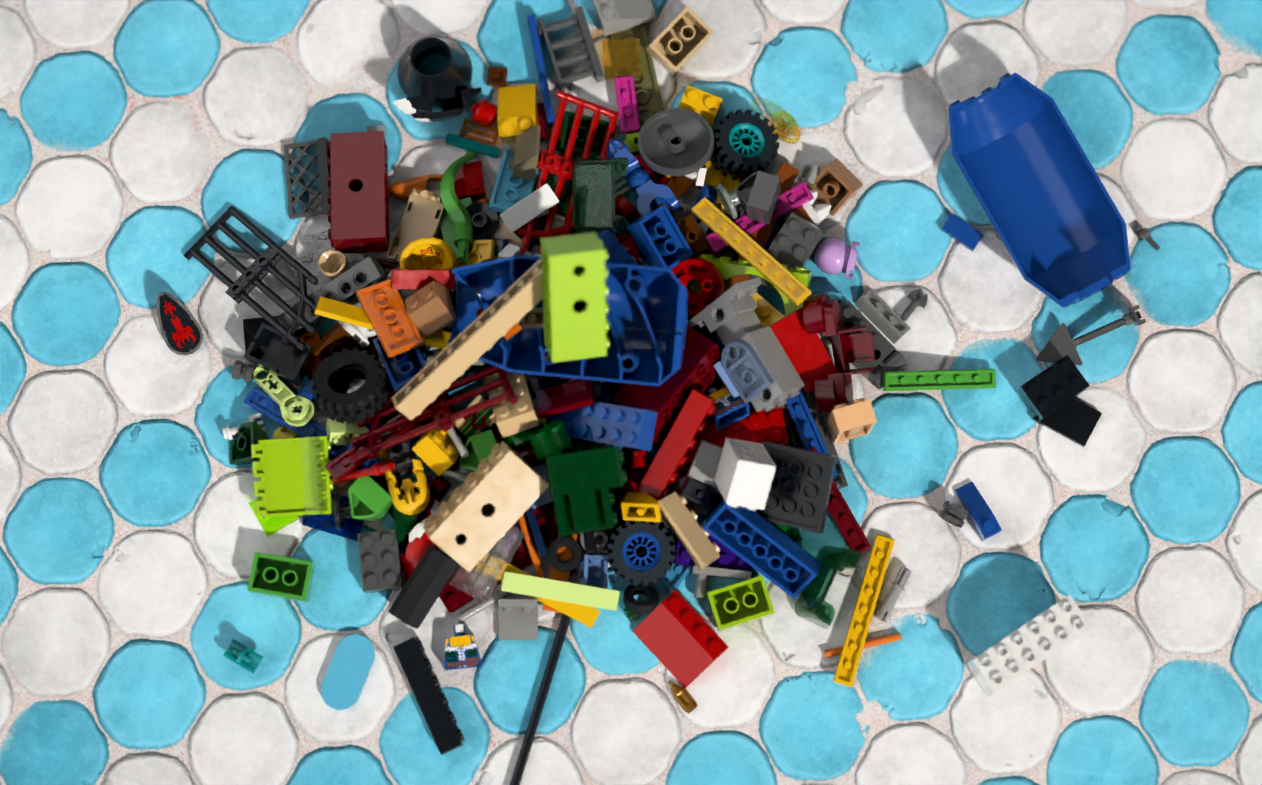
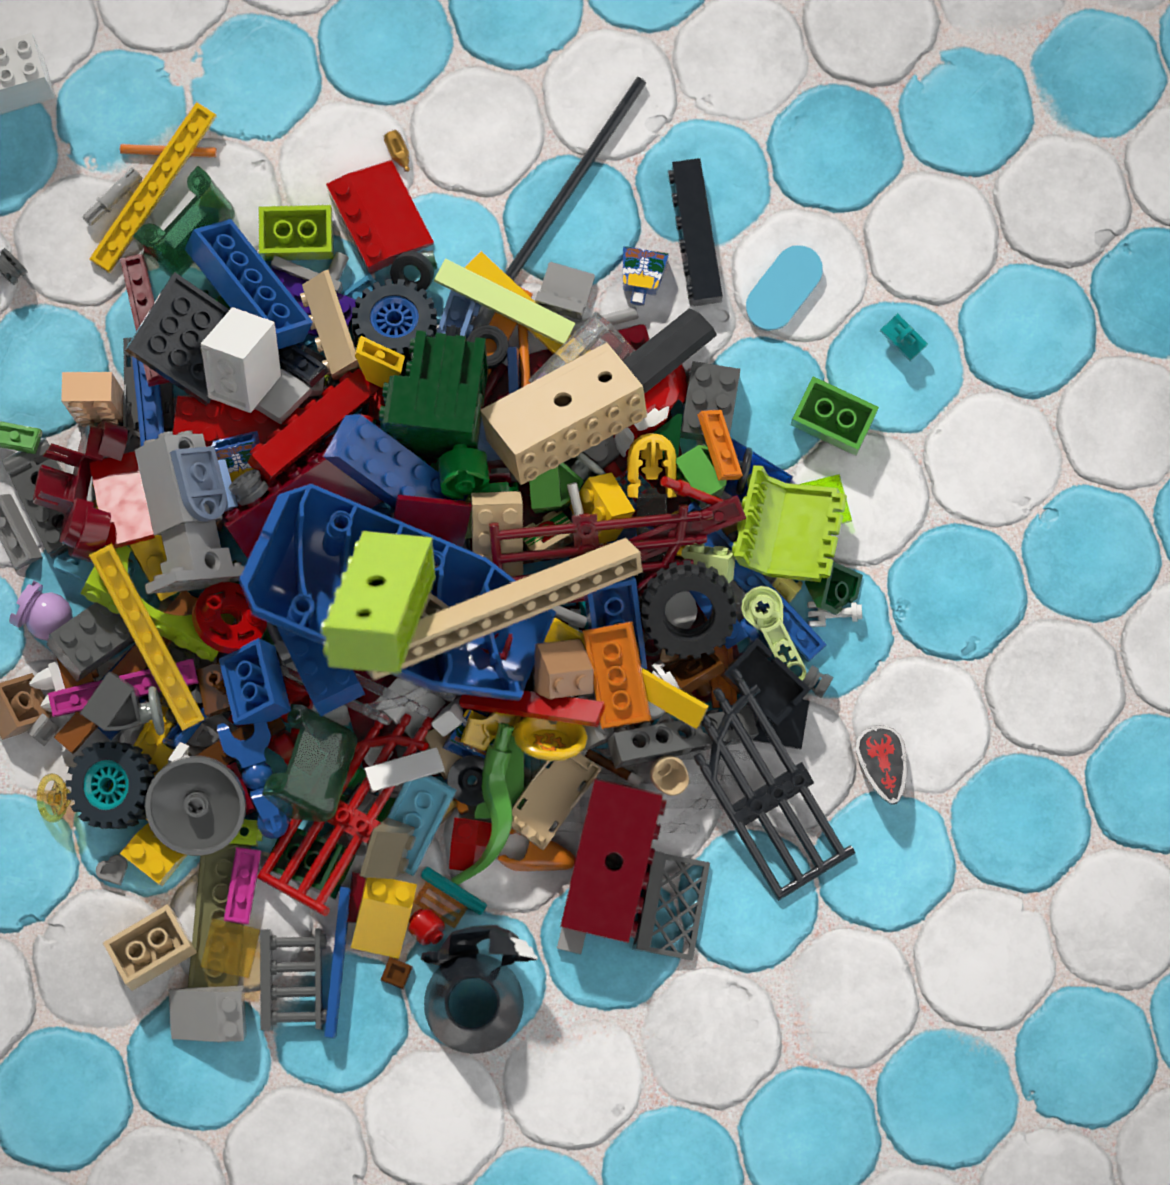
camera: 160 degrees left, 0 degrees up
(361, 521) = (720, 445): none -> orange tile
(708, 379) = (248, 487): none -> dark grey wheel
(726, 91) = (112, 870): none -> light grey tile

